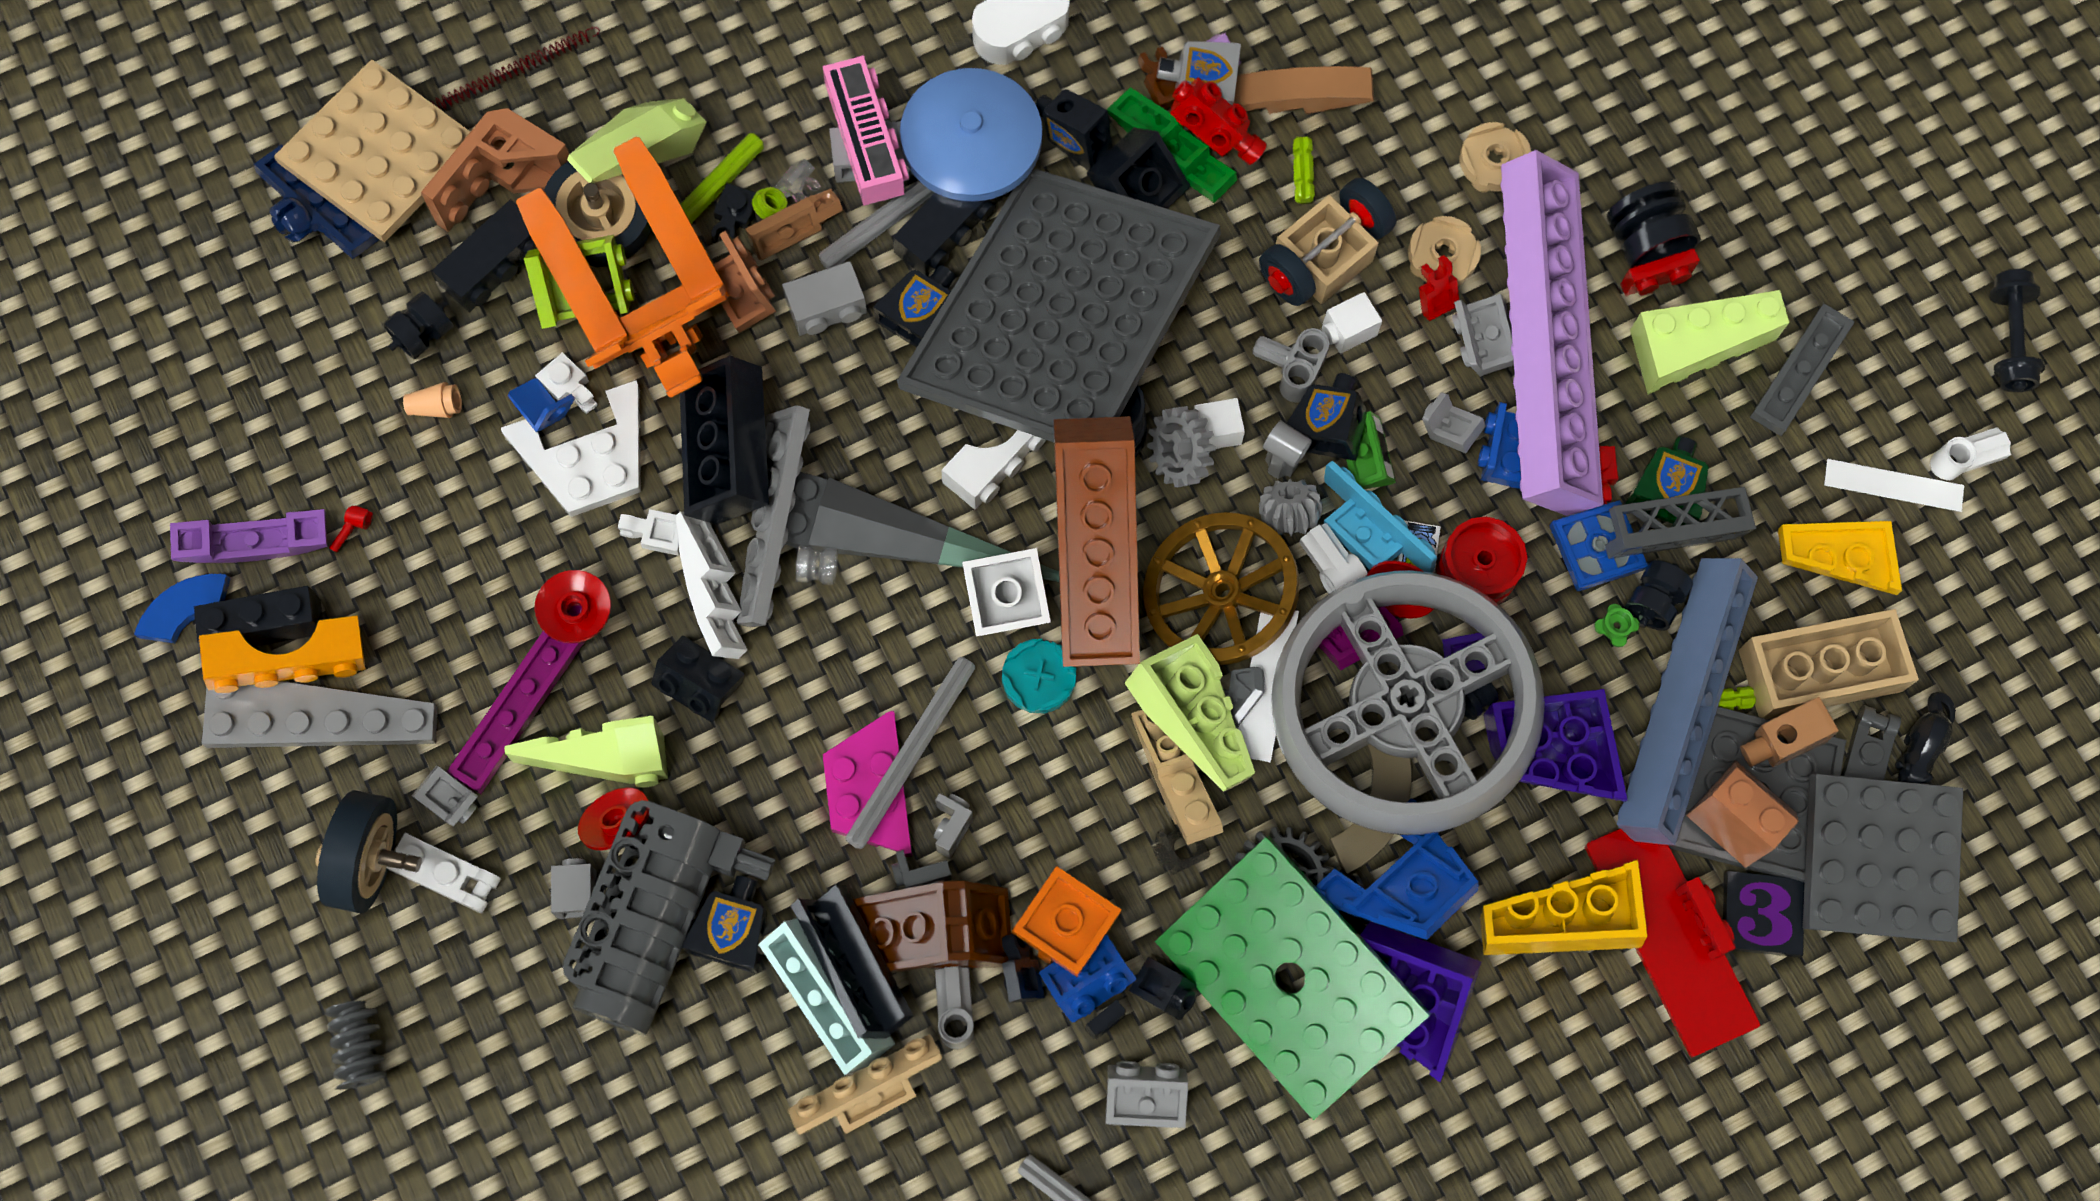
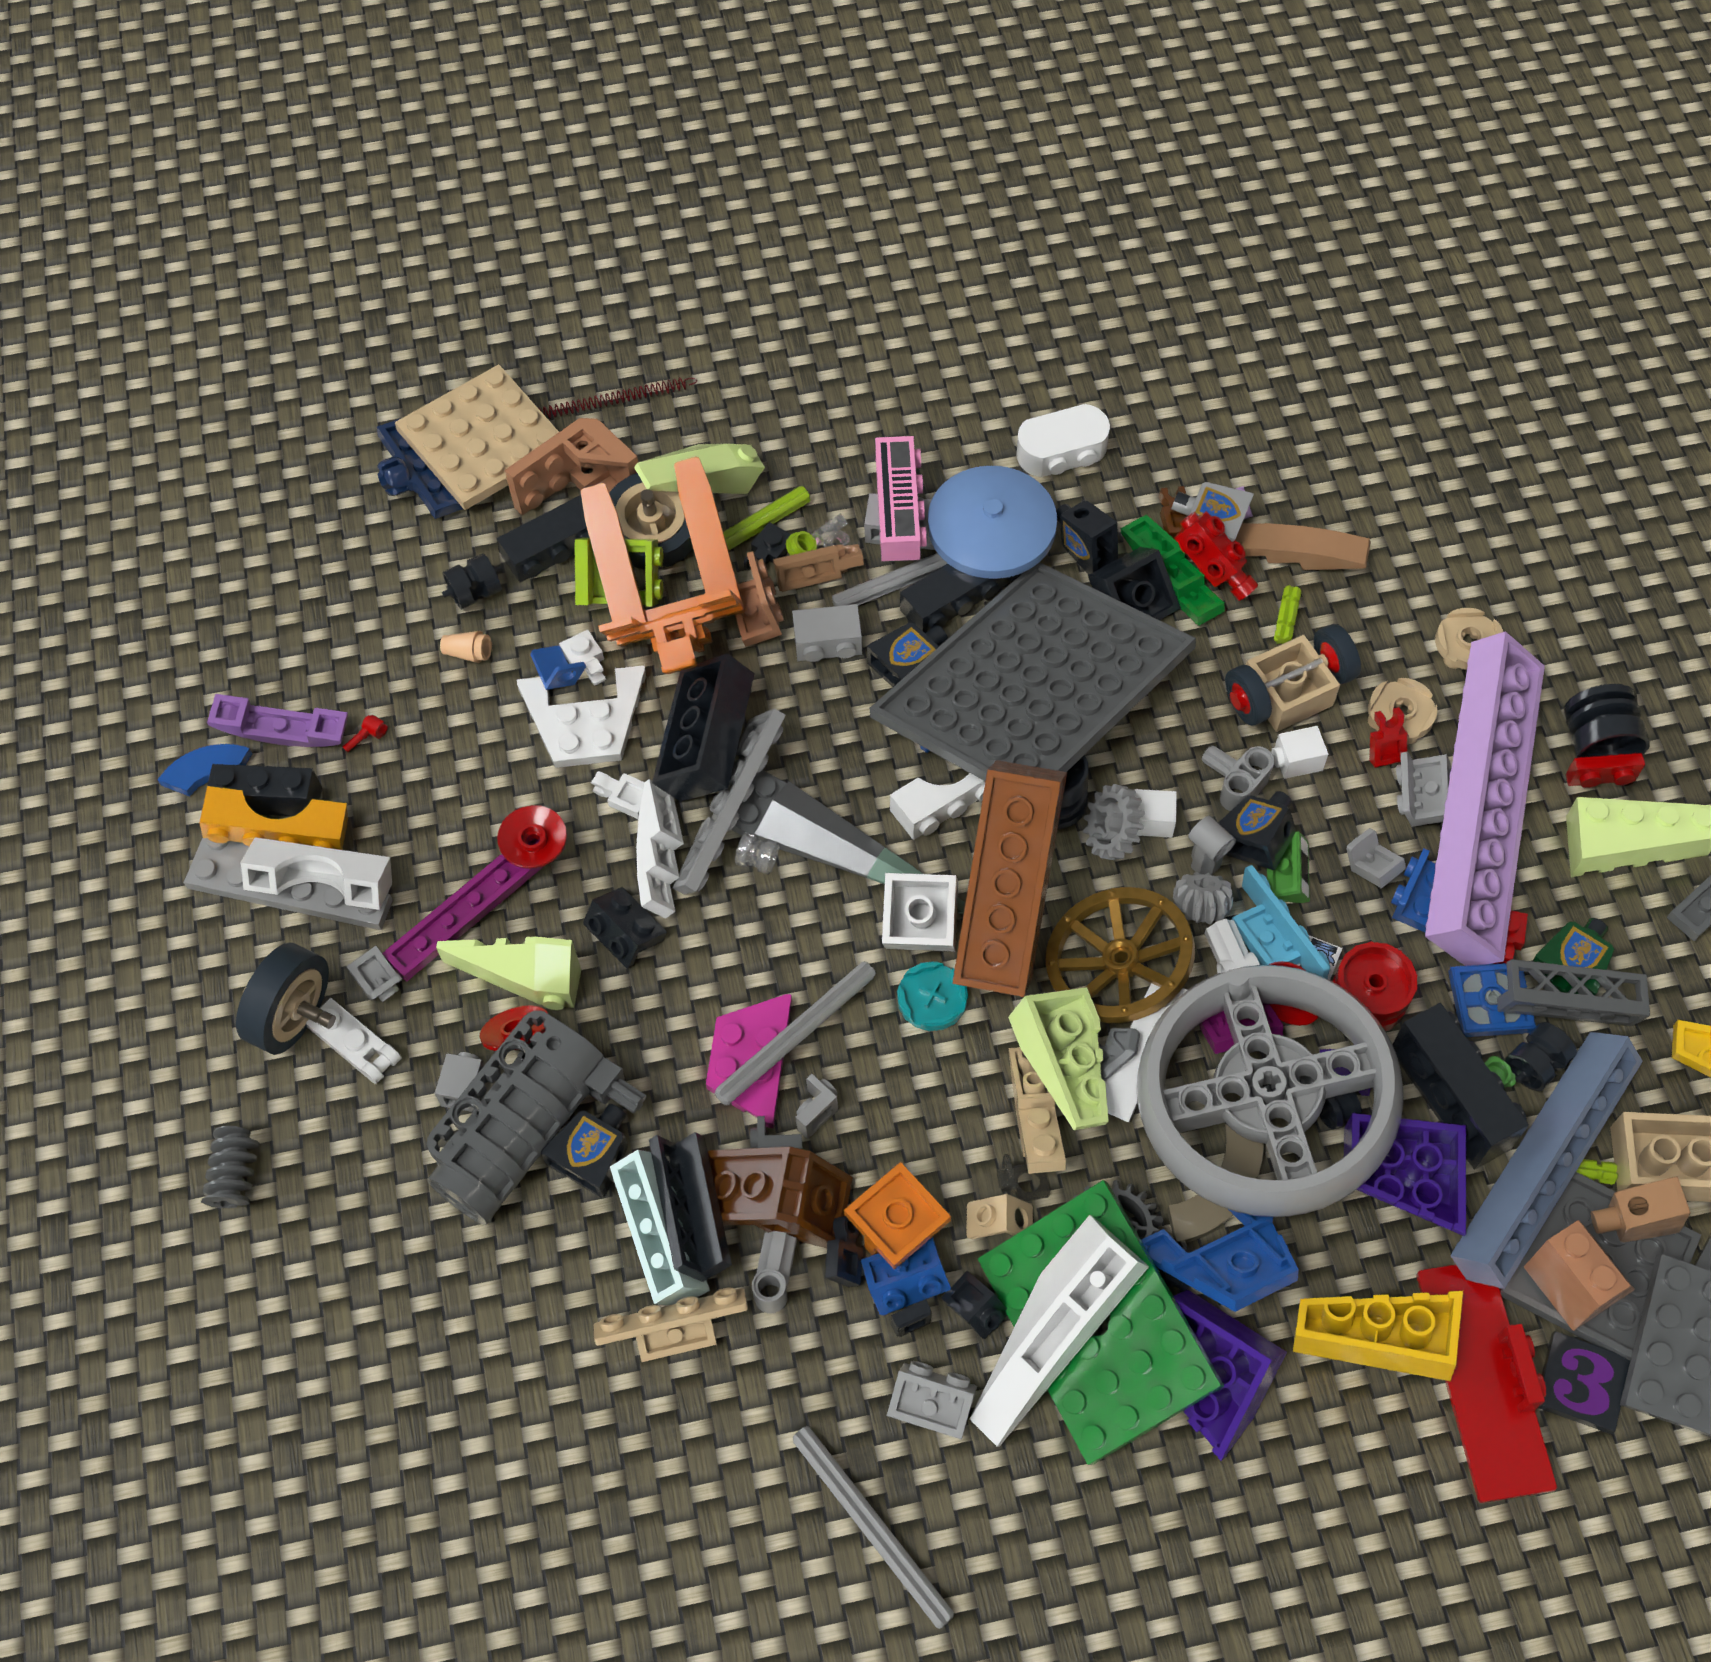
camera: 20 degrees right, 10 degrees down
(303, 704) = (276, 865): none -> white arch
(1163, 893) = (996, 1216): none -> tan bracket
(1252, 991) = (1057, 1321): none -> white wedge
(1587, 645) = (1459, 1084): none -> black brick

